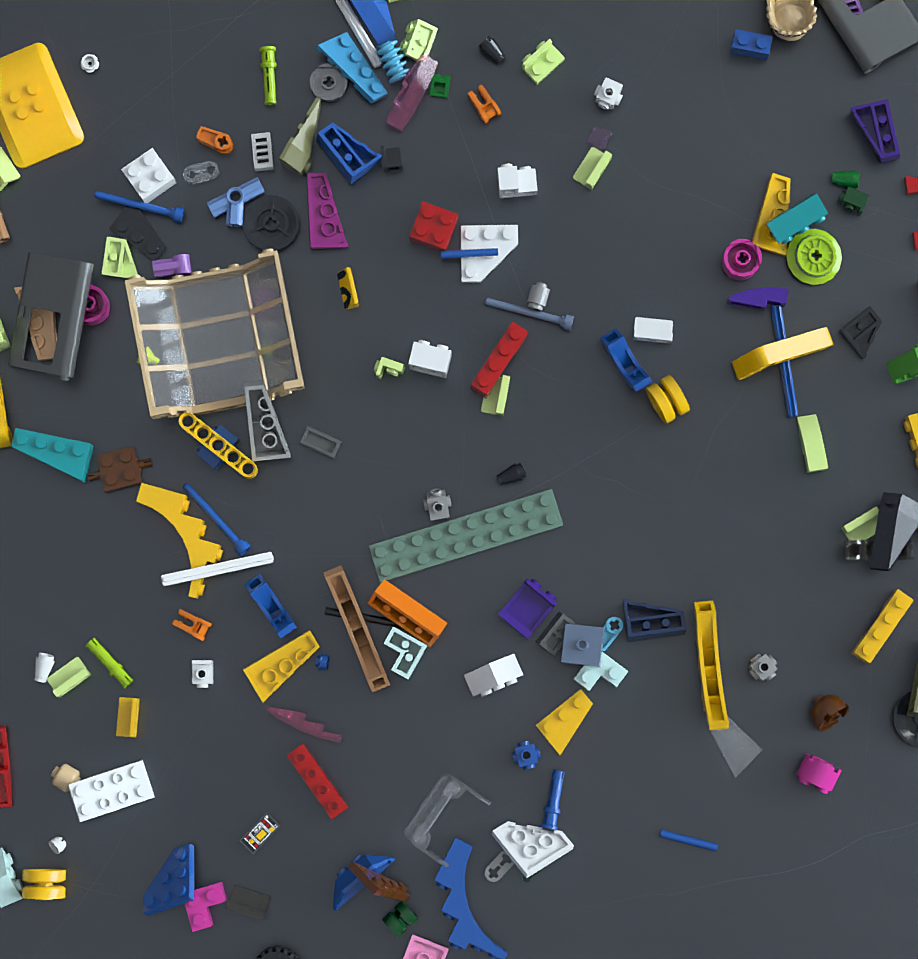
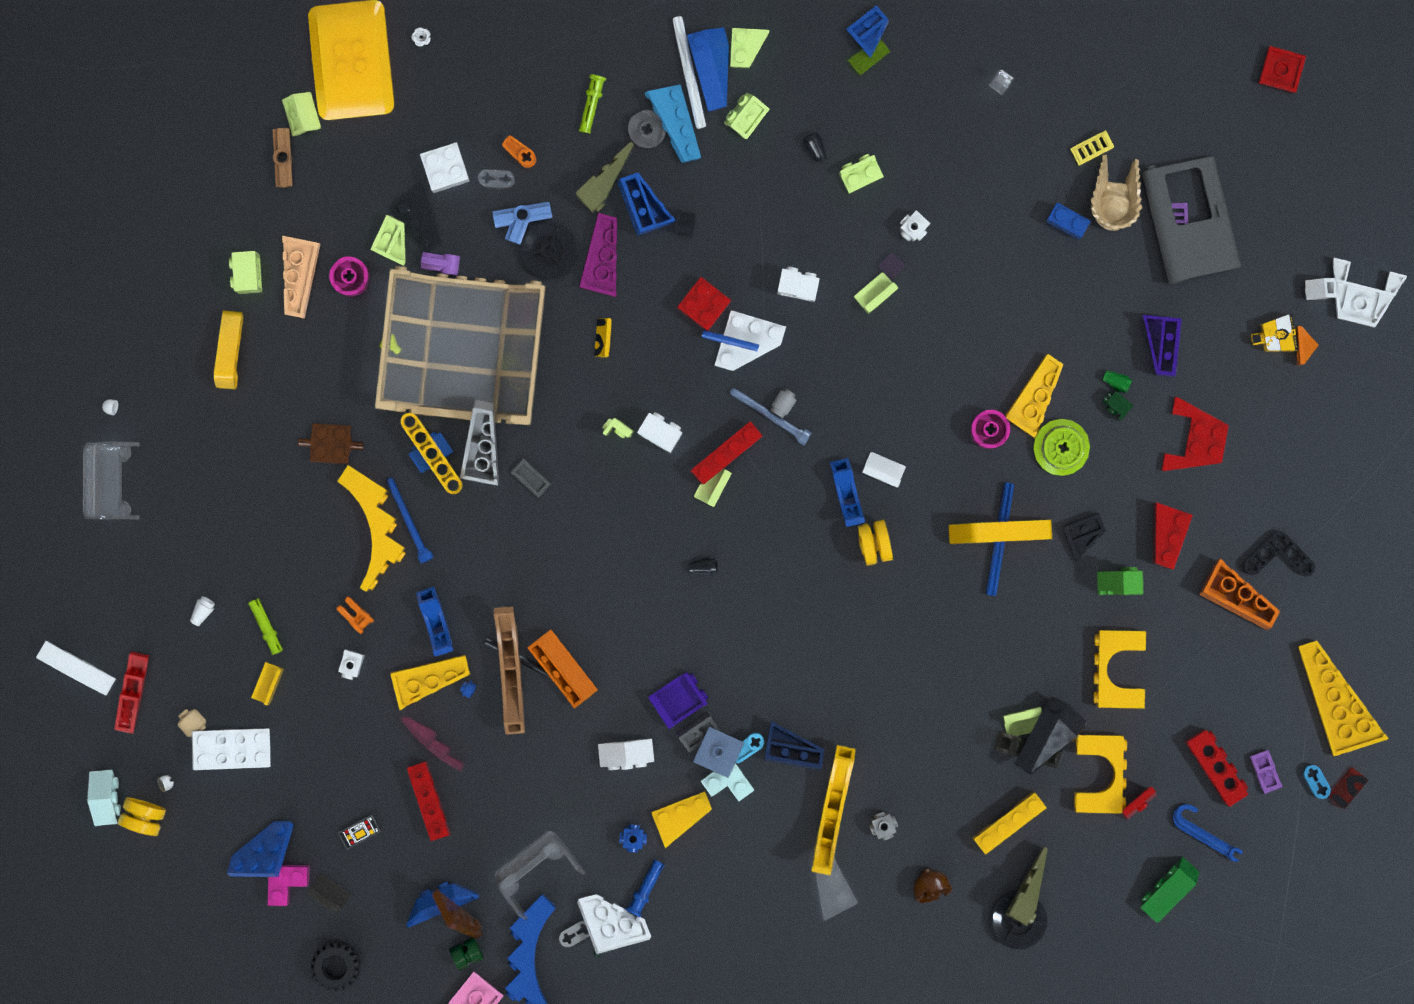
camera: 15 degrees right, 5 degrees up
(58, 287) = (323, 252): dark grey piece -> none
(60, 453) = (279, 412): teal wedge -> none
(68, 677) = (222, 627): yellowish green panel -> none
(174, 213) = (459, 212): blue piece -> none
(216, 569) = (394, 570): white axle -> none
(266, 165) = (559, 192): white slope -> none
(393, 61) = (715, 128): medium azure piece -> none
(409, 649) = (554, 704): light aqua brick -> none
(412, 92) = (725, 165): clear pink slope -> none
(437, 504) = (623, 573): light grey brick -> none
(439, 85) = (754, 165): green slope -> none
(466, 535) = (641, 611): sand green plate -> none
(487, 110) = (792, 205): orange piece -> none
(689, 840) = (761, 965): blue bar -> none
(759, 297) = (995, 471): dark purple slope -> none
(797, 219) = (1055, 407): teal wedge -> none
(812, 443) = (1000, 627): yellowish green slope -> none
(818, 773) = (903, 942): dark pink brick -> none

